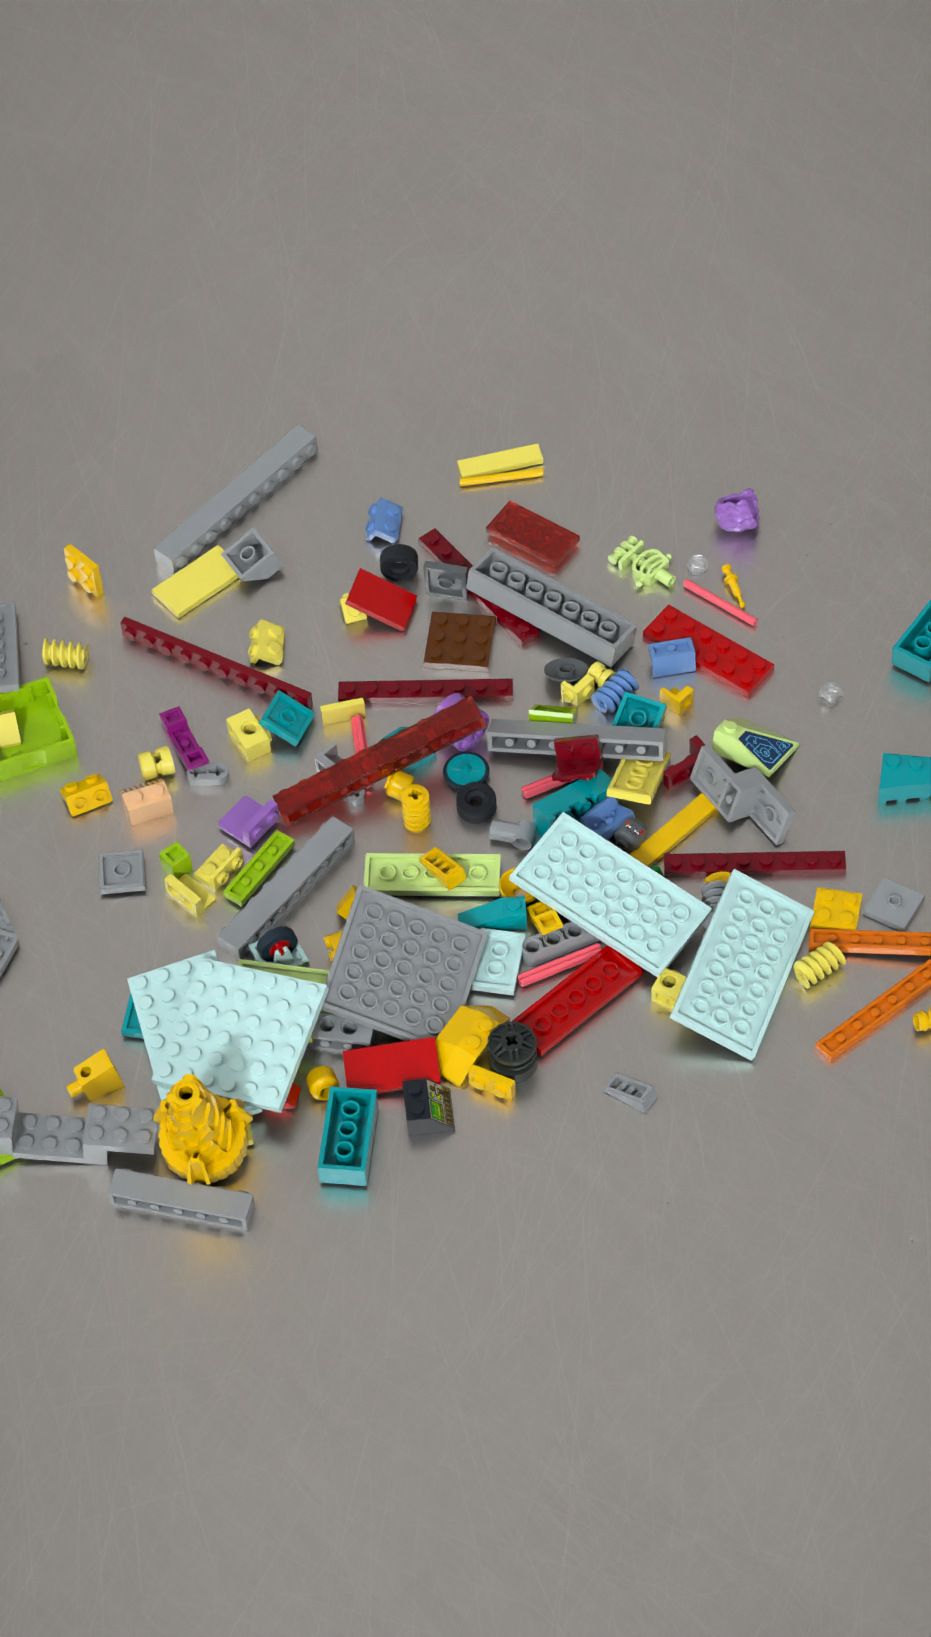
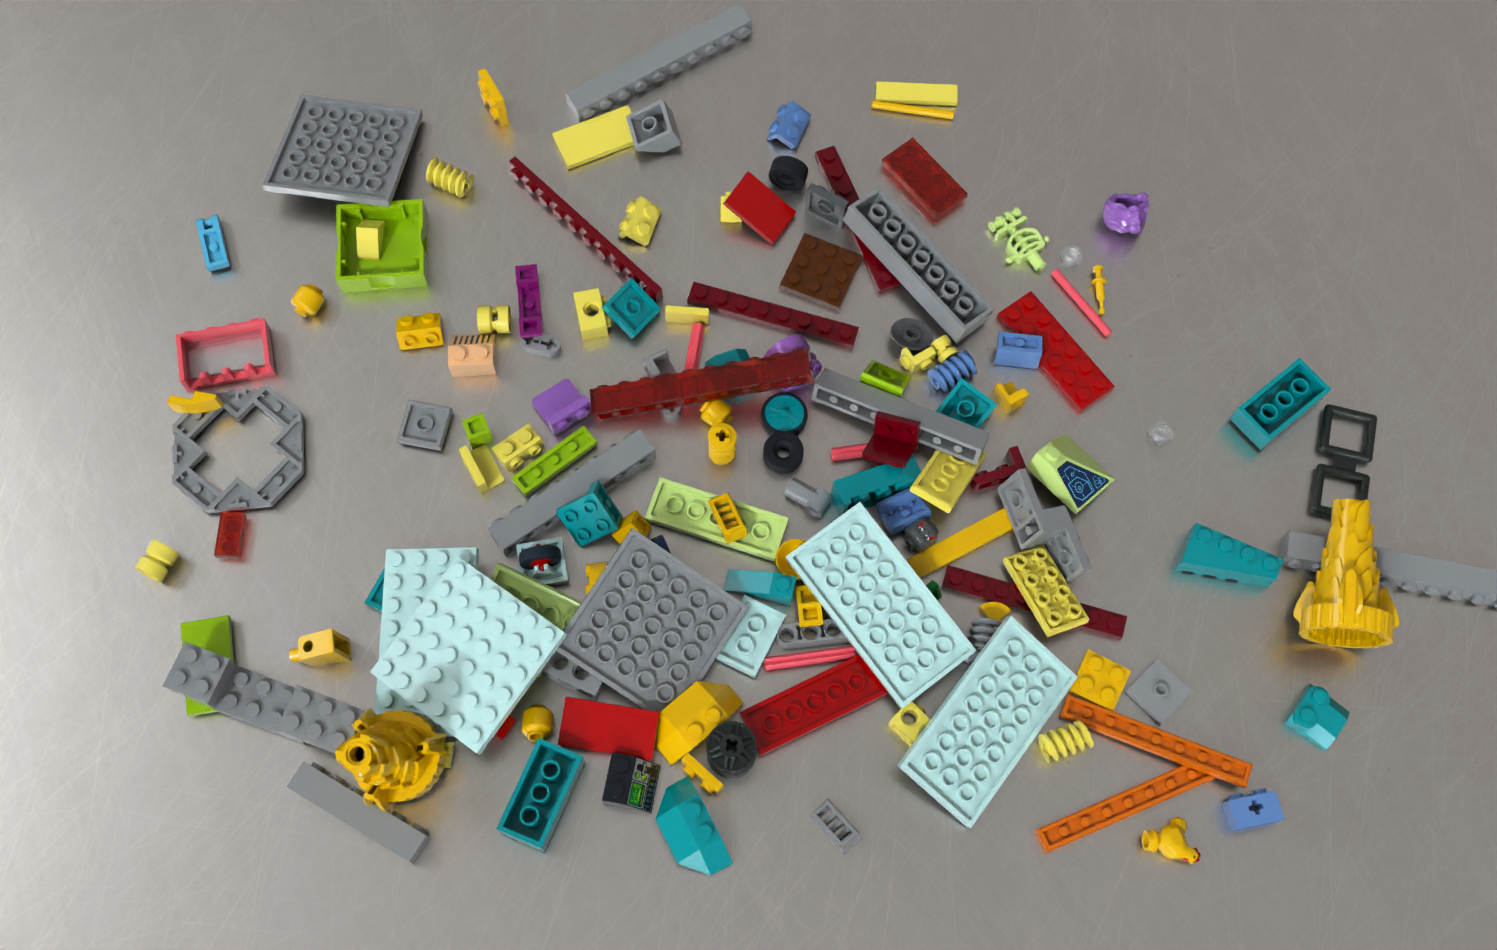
camera: 10 degrees right, 15 degrees up
(310, 901) = (590, 515): none -> teal bracket
(499, 1128) = (691, 830): none -> teal wedge
(761, 847) = (1045, 590): none -> light yellow tile

